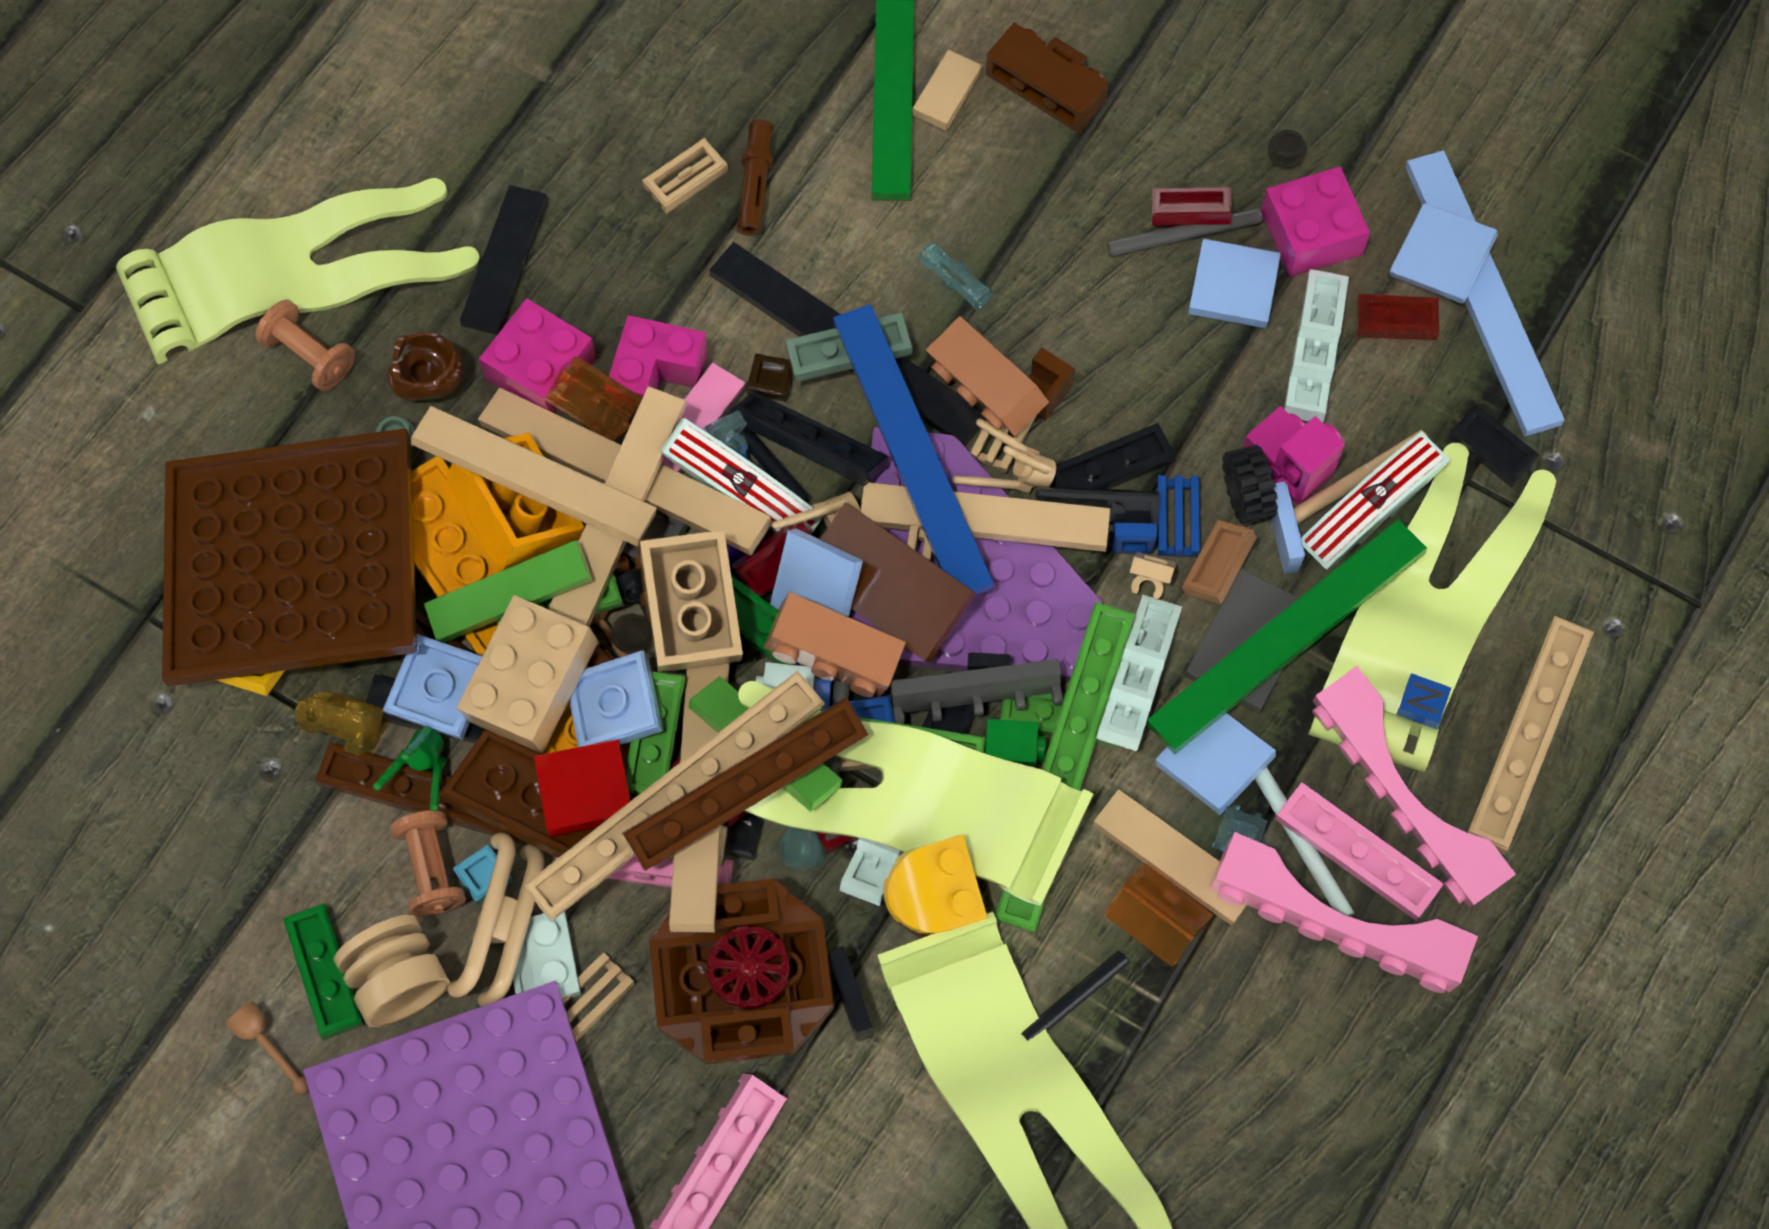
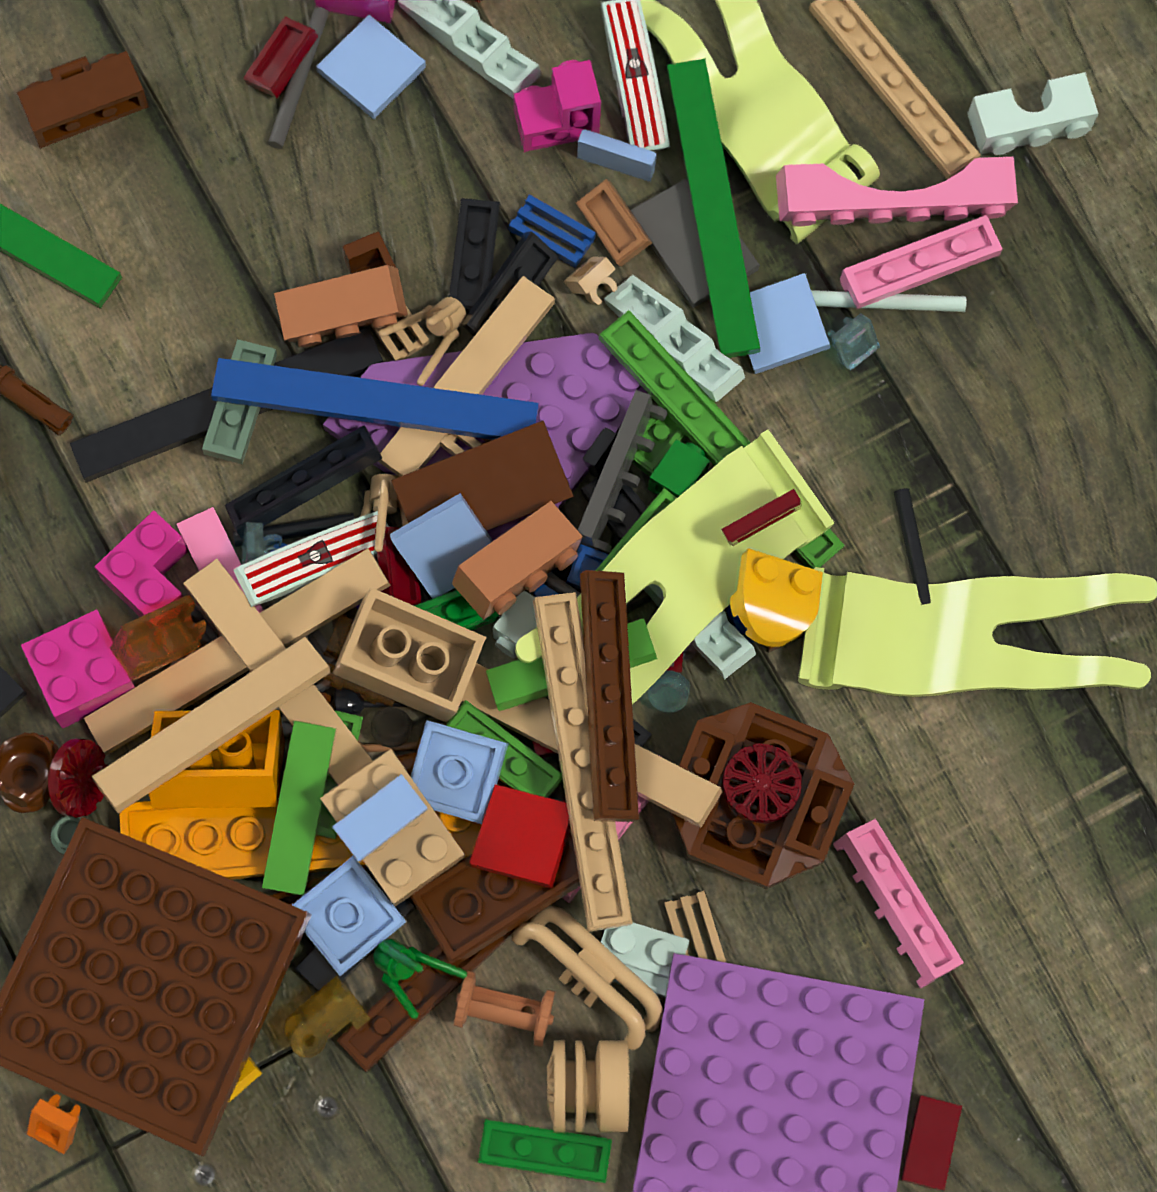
camera: 65 degrees left, 5 degrees up
(138, 558) = (52, 1125): none -> orange tile
(441, 399) = (76, 777): none -> dark red wheel
(476, 873) = (535, 969): medium azure tile -> none
(519, 649) = (380, 818): none -> light blue tile
(770, 377) = (219, 484): dark brown tile -> none
(850, 994) = (822, 718): black tile -> none
(947, 90) = (36, 187): tan tile -> none
(972, 292) = (195, 287): clear light blue pin -> none
(998, 830) = (762, 518): none -> dark red tile
(1134, 538) = (555, 273): blue tile -> none
(1158, 914) = (885, 442): clear orange panel -> none
(1164, 851) = (843, 403): tan tile -> none
(1249, 484) = (566, 157): black tyre -> none
(1344, 485) = (603, 72): tan bar -> none
(1423, 701) = (830, 139): blue tile -> none
(1426, 950) = (906, 345): bright pink arch -> none
(1603, 905) = (1003, 125): none -> light aqua arch

